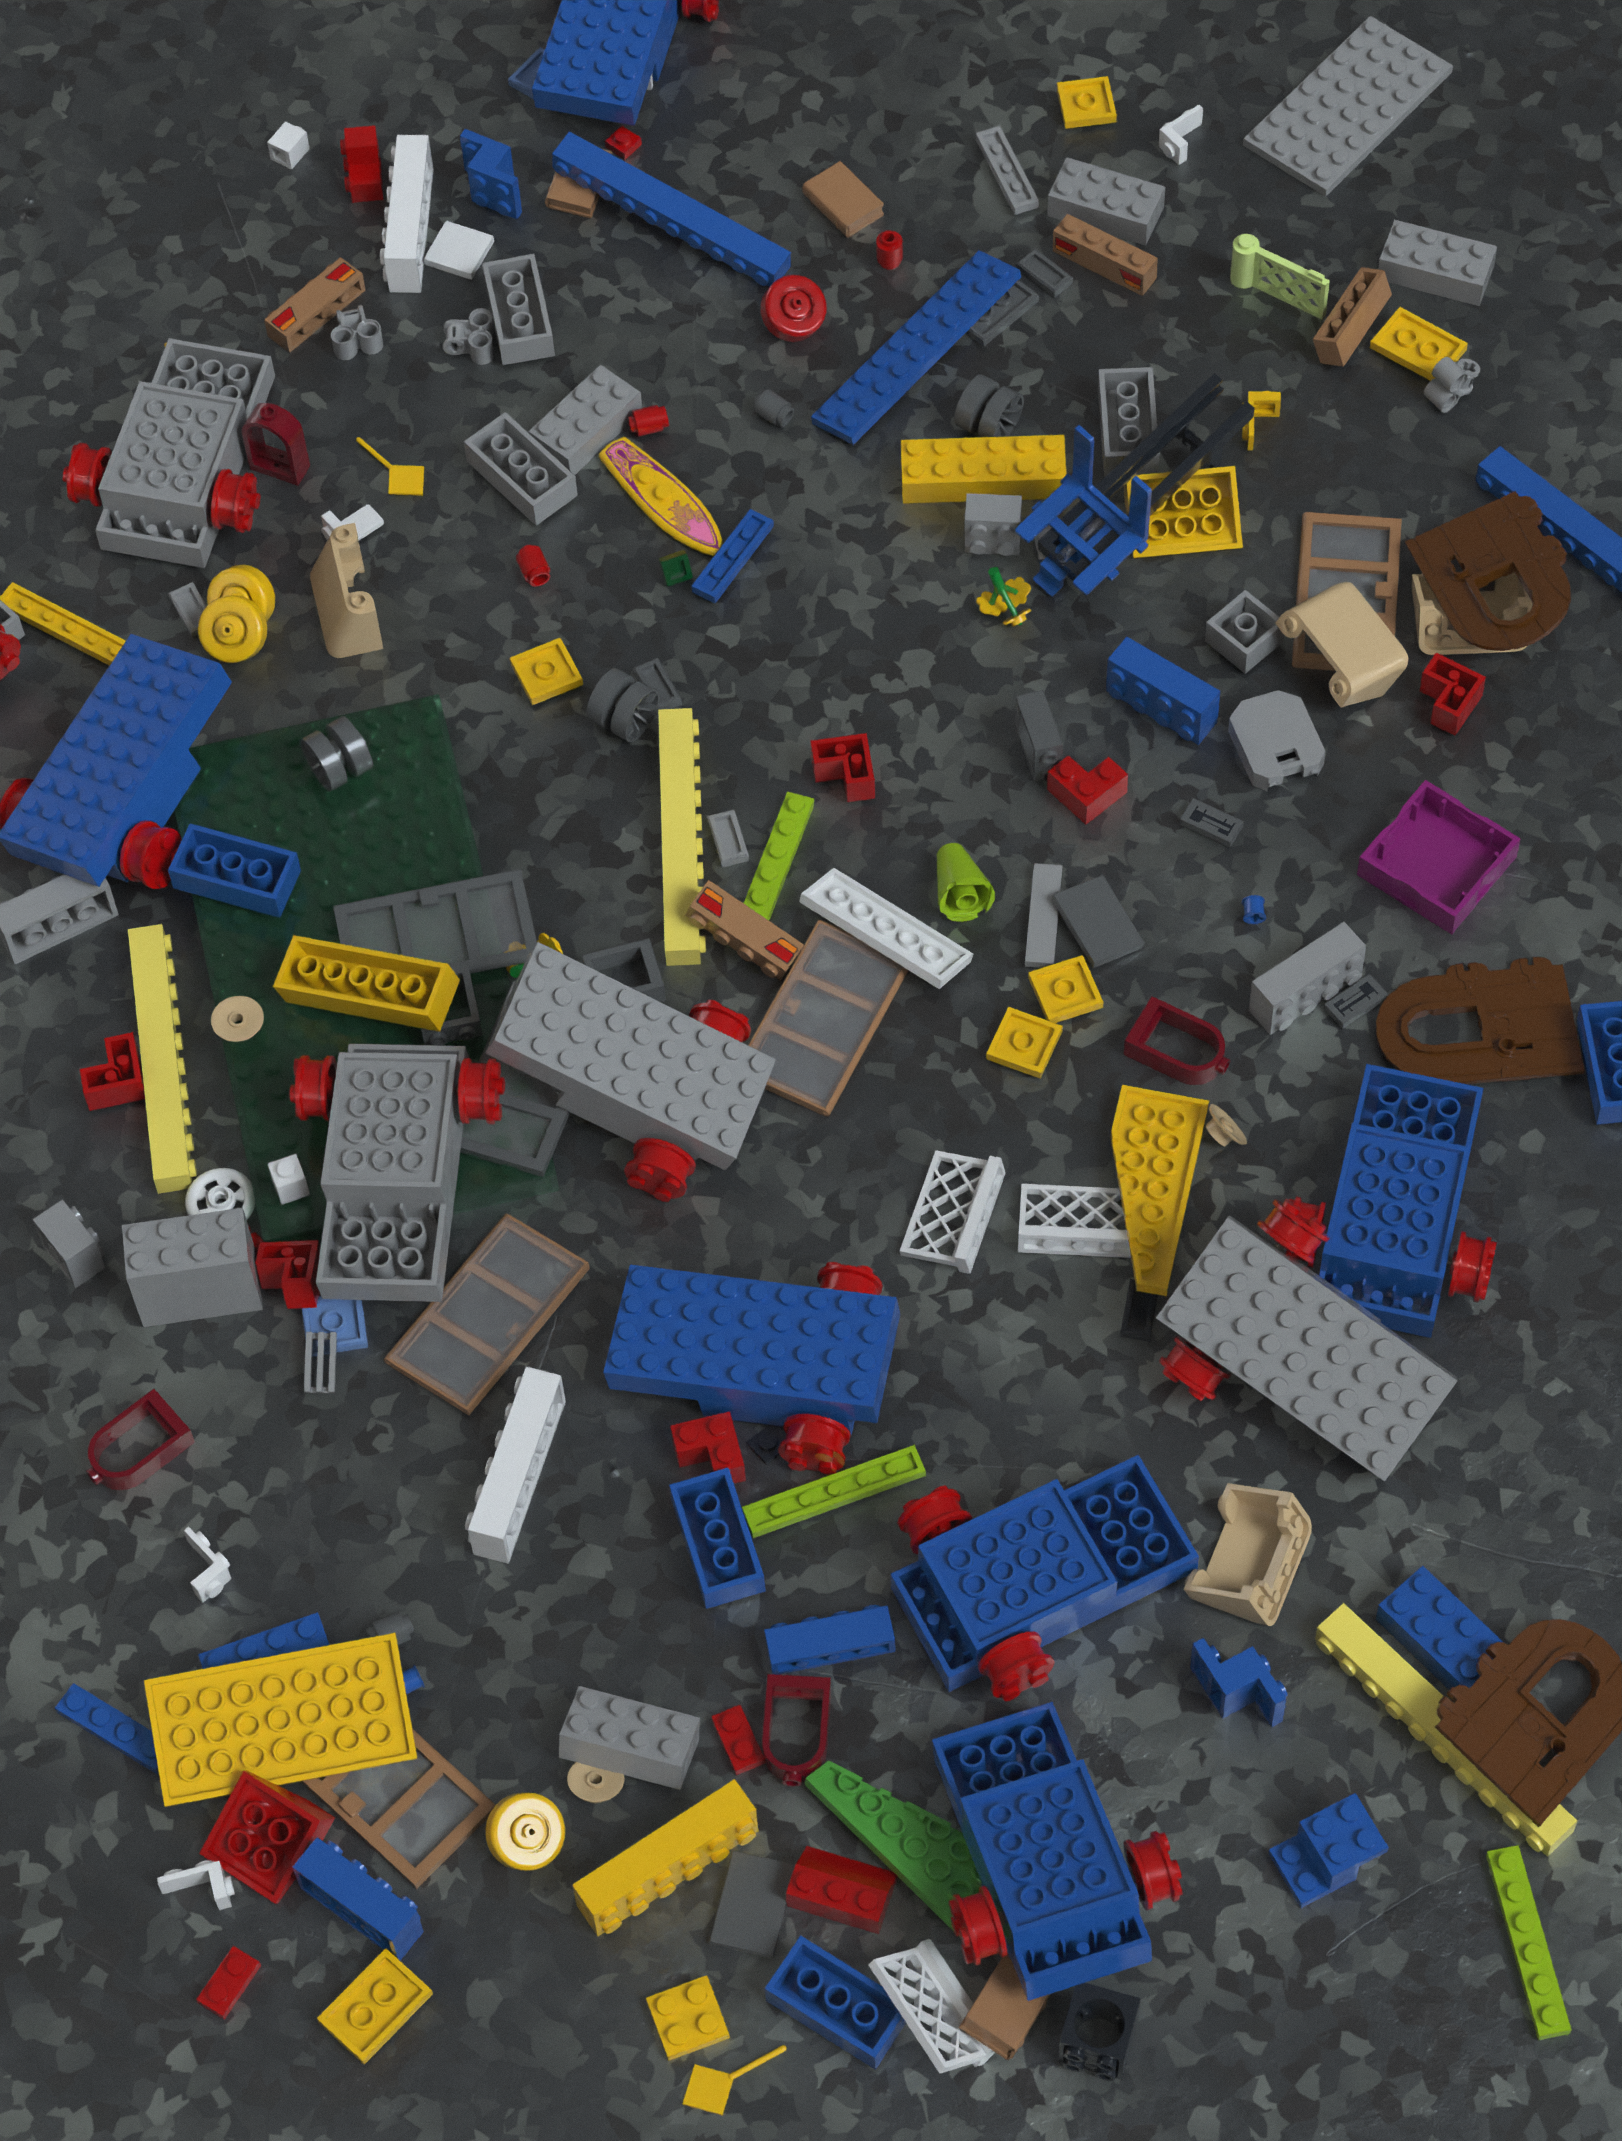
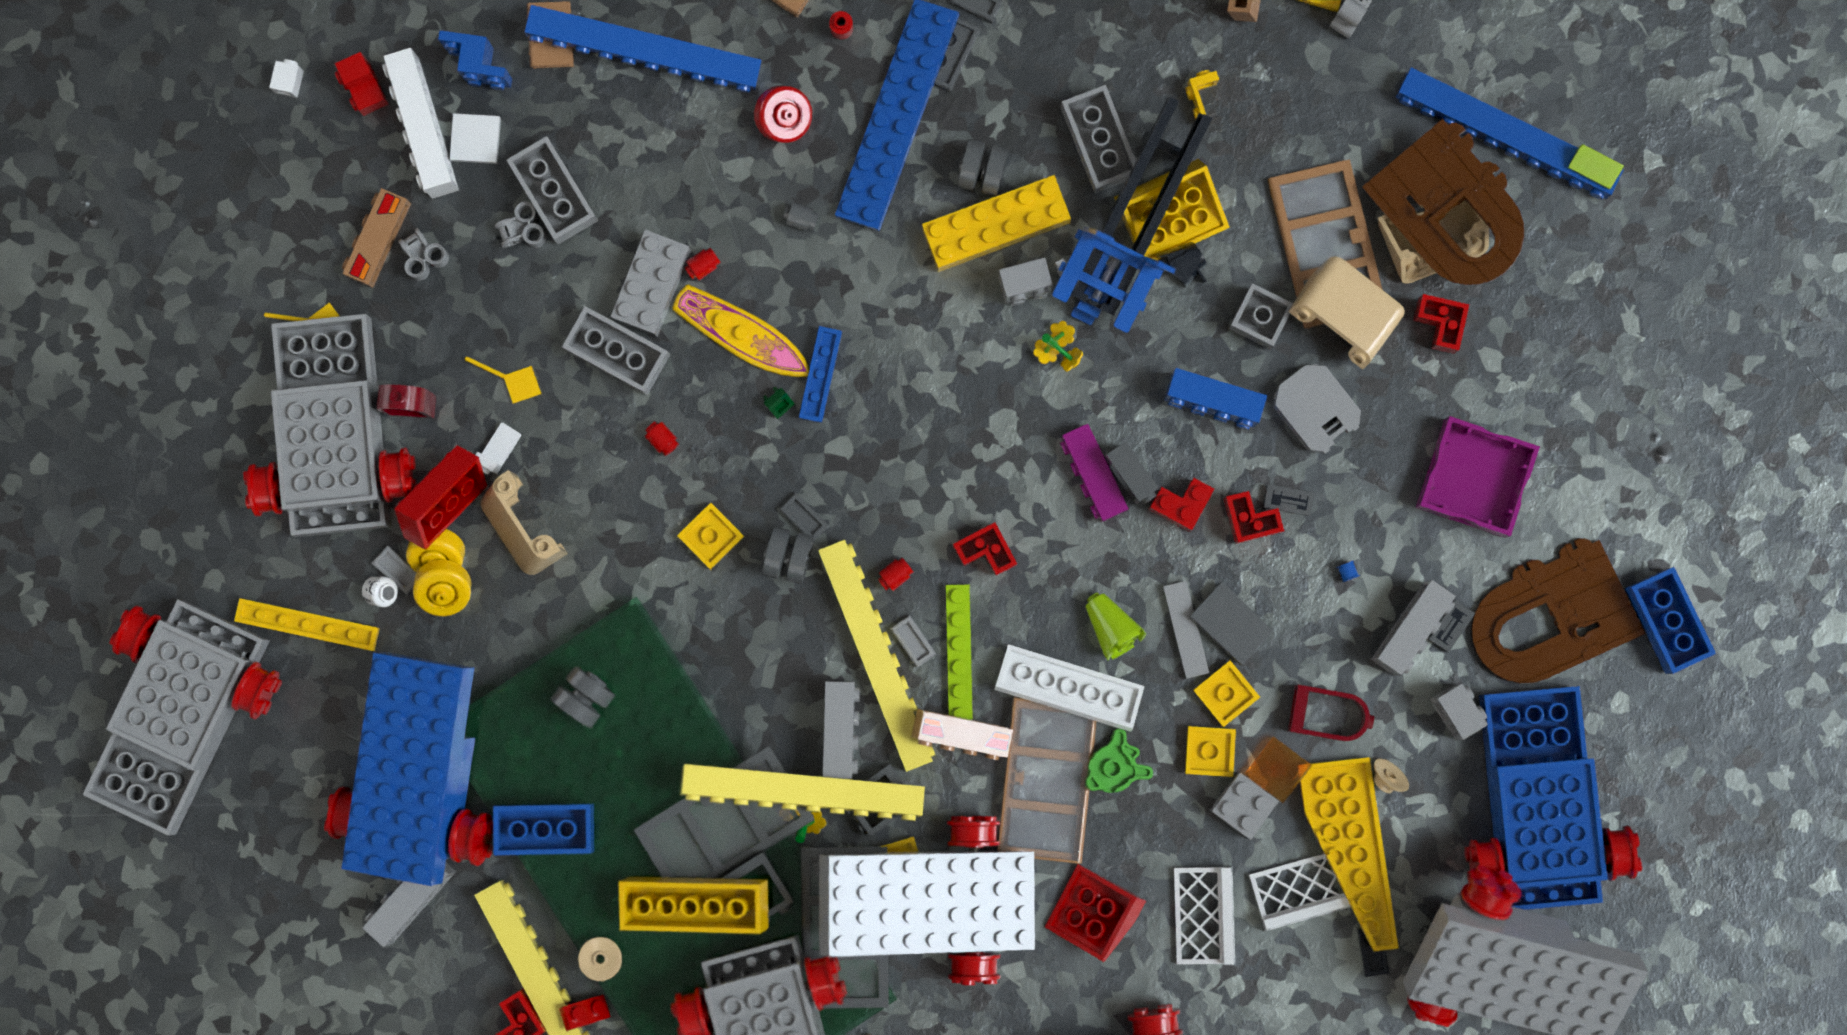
camera: 20 degrees left, 25 degrees up
(164, 616) = (379, 591): none -> white head
(195, 1085) = (584, 1012): none -> red plate
(270, 533) = (441, 497): none -> red brick
(538, 917) = (803, 791): none -> light yellow brick
(607, 888) = (839, 730): none -> light grey brick
(734, 763) = (895, 574): none -> red brick
(826, 1162) = (1094, 913): none -> red slope
(908, 1025) = (1114, 766): none -> bright green tile
(998, 731) = (1094, 473): none -> magenta brick
(1042, 1106) = (1244, 805): none -> light grey brick
(1096, 1082) = (1278, 769): none -> clear orange plate
(1159, 826) = (1247, 524): none -> red brick
(1179, 565) = (1187, 262): none -> black piece
(1331, 1077) = (1459, 711): none -> light grey brick

